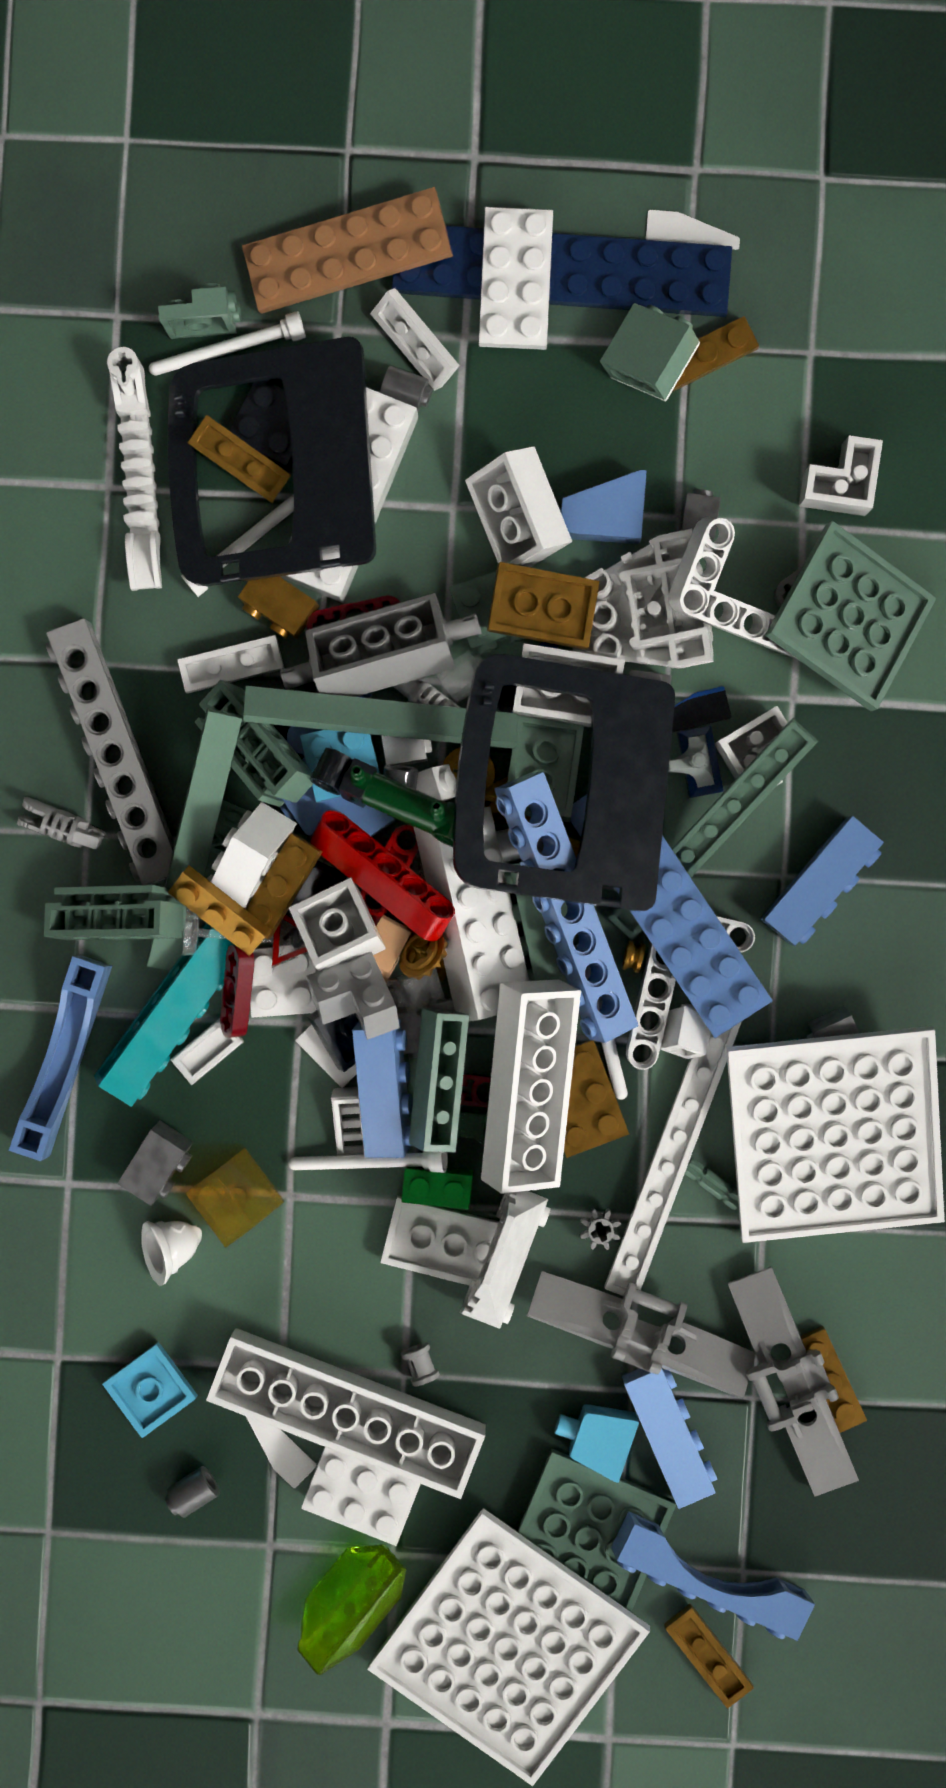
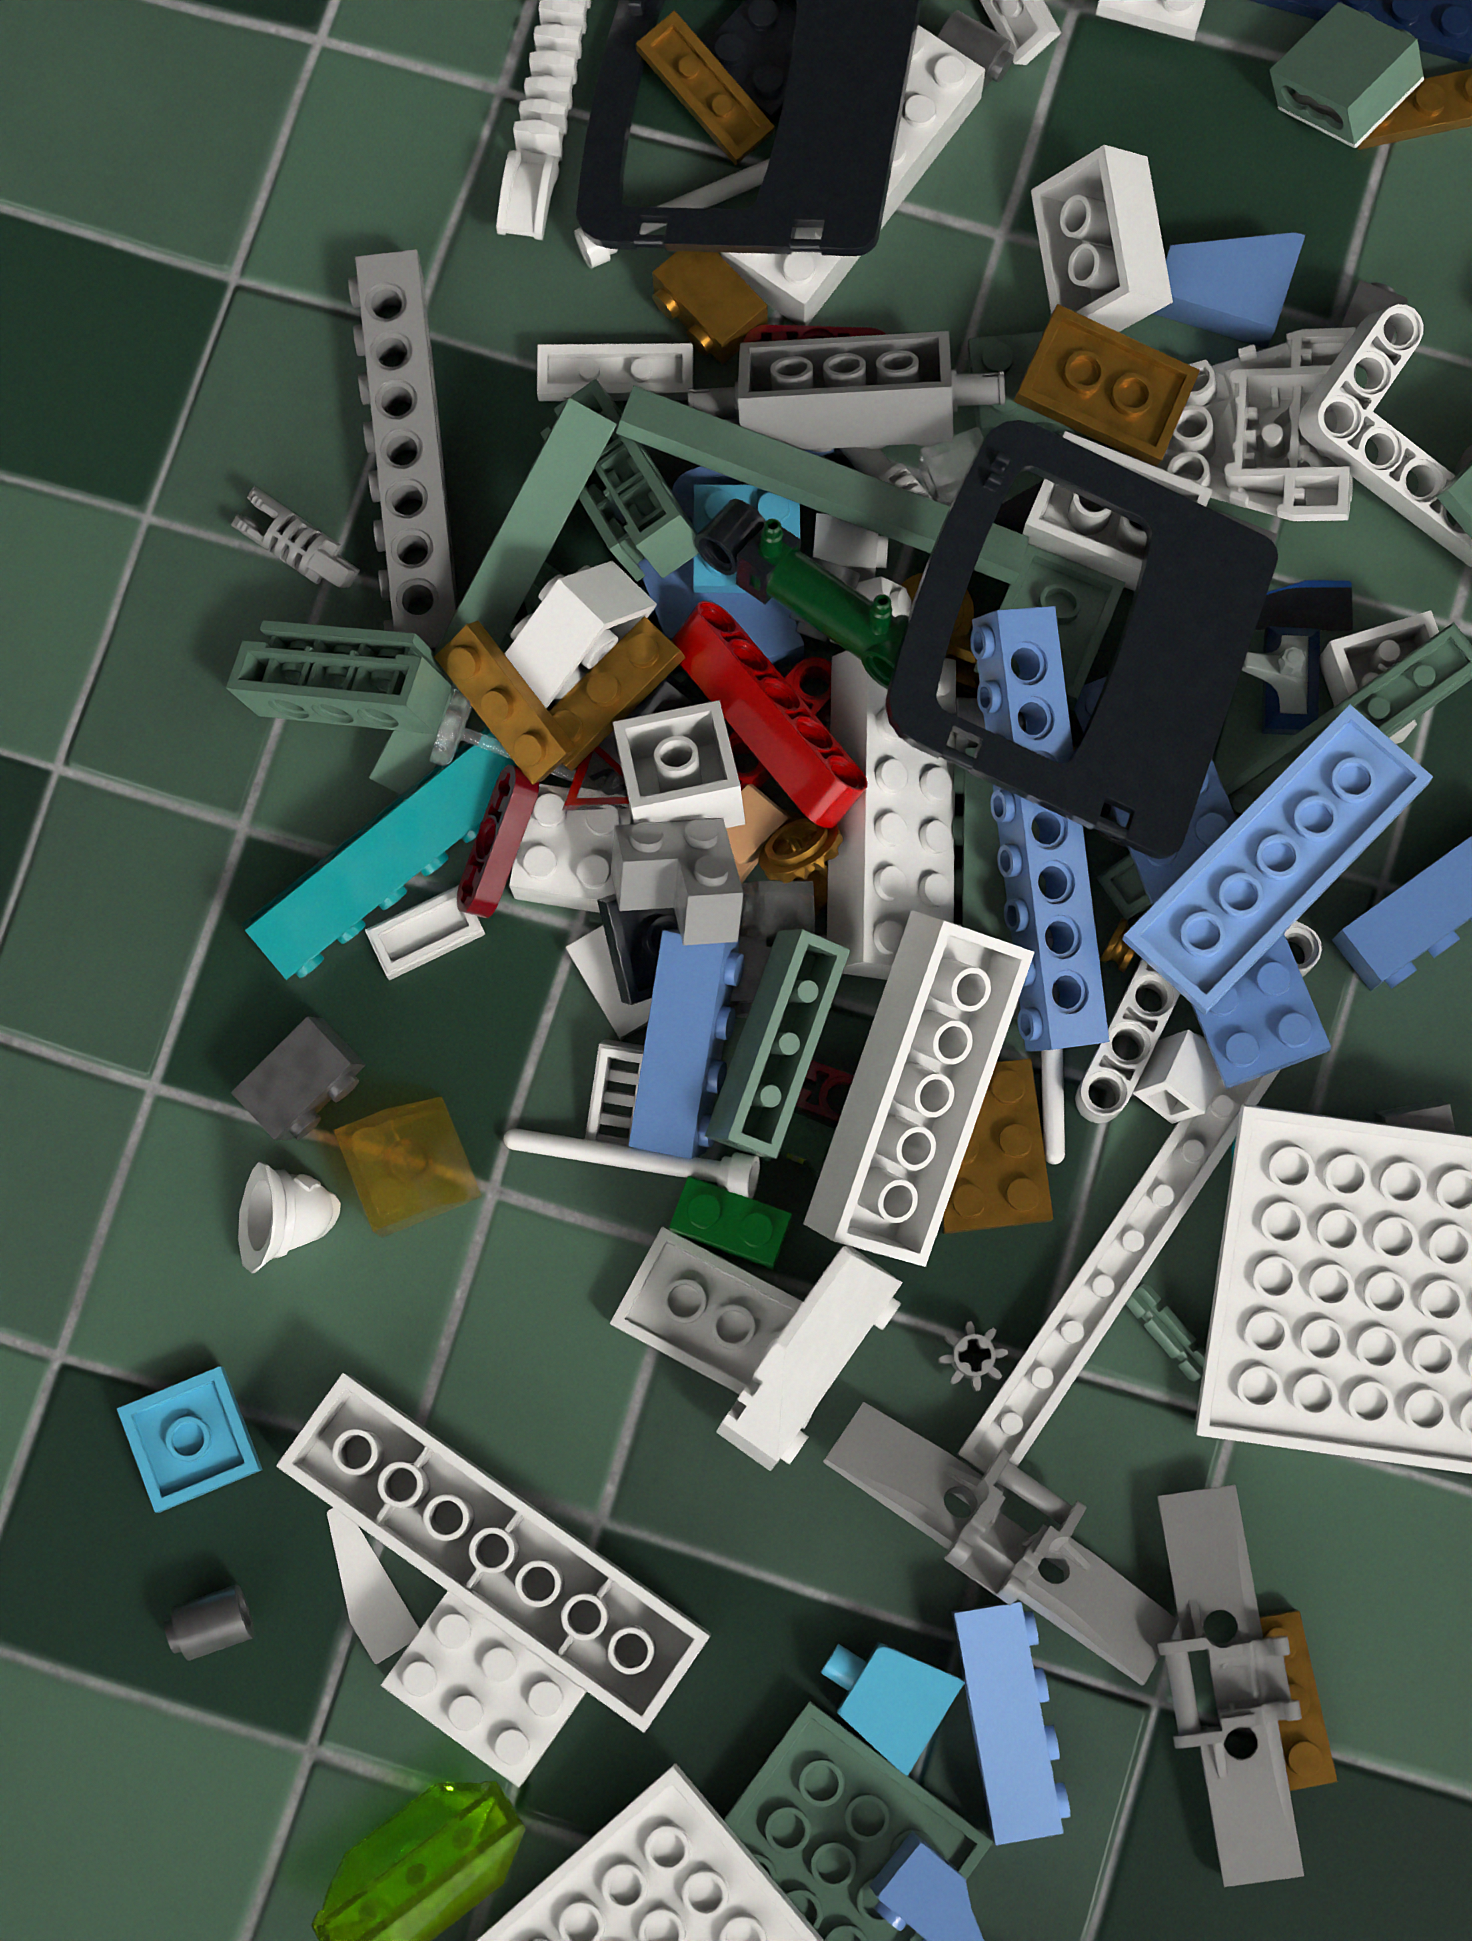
camera: 10 degrees right, 10 degrees down
(74, 1021) = (158, 946): medium blue arch -> none
(420, 1364) = (631, 1505): light grey bush -> none
(716, 894) = (1277, 859): none -> light blue plate

